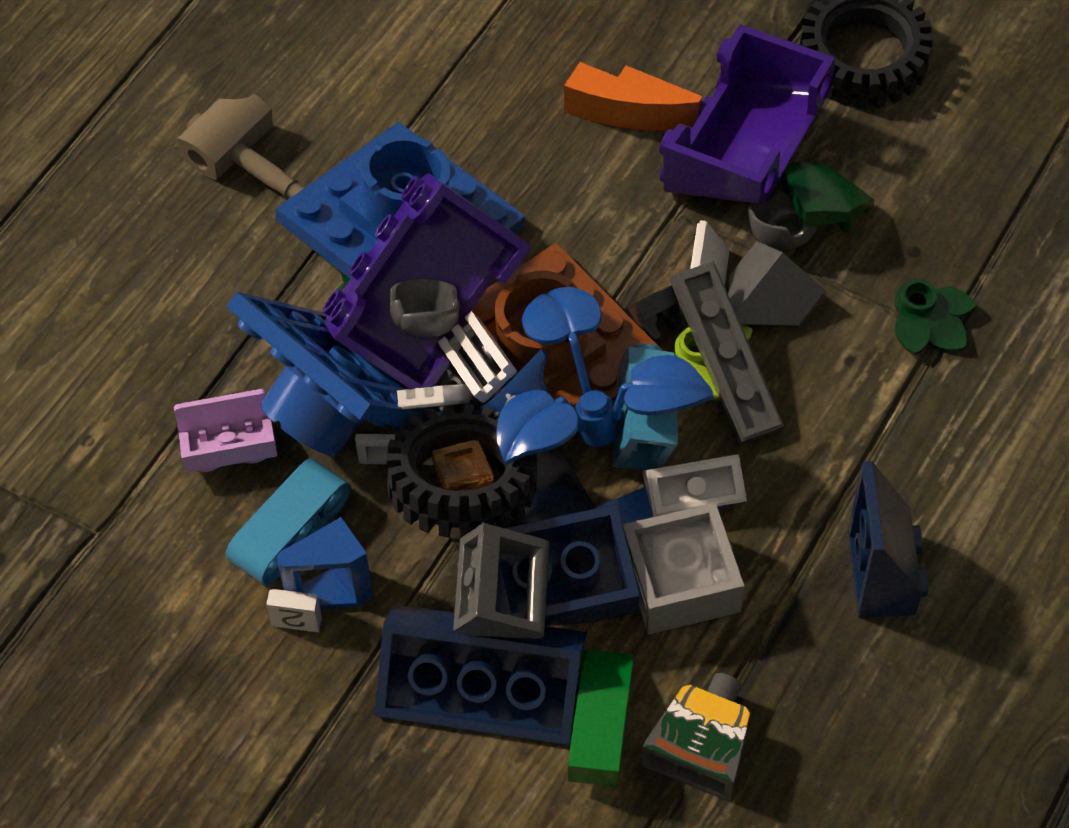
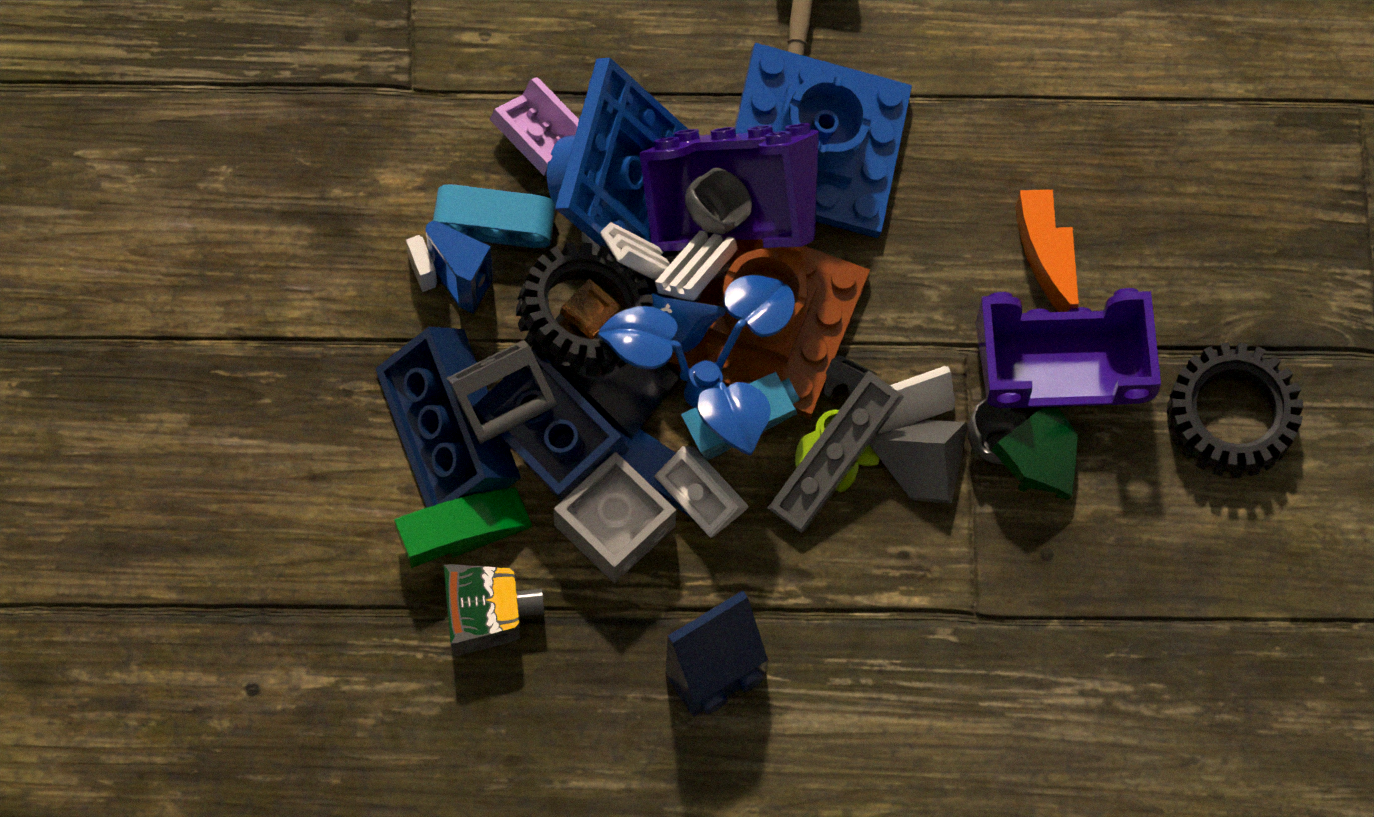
camera: 55 degrees right, 10 degrees up
(934, 321) = (977, 603): dark green plate -> none

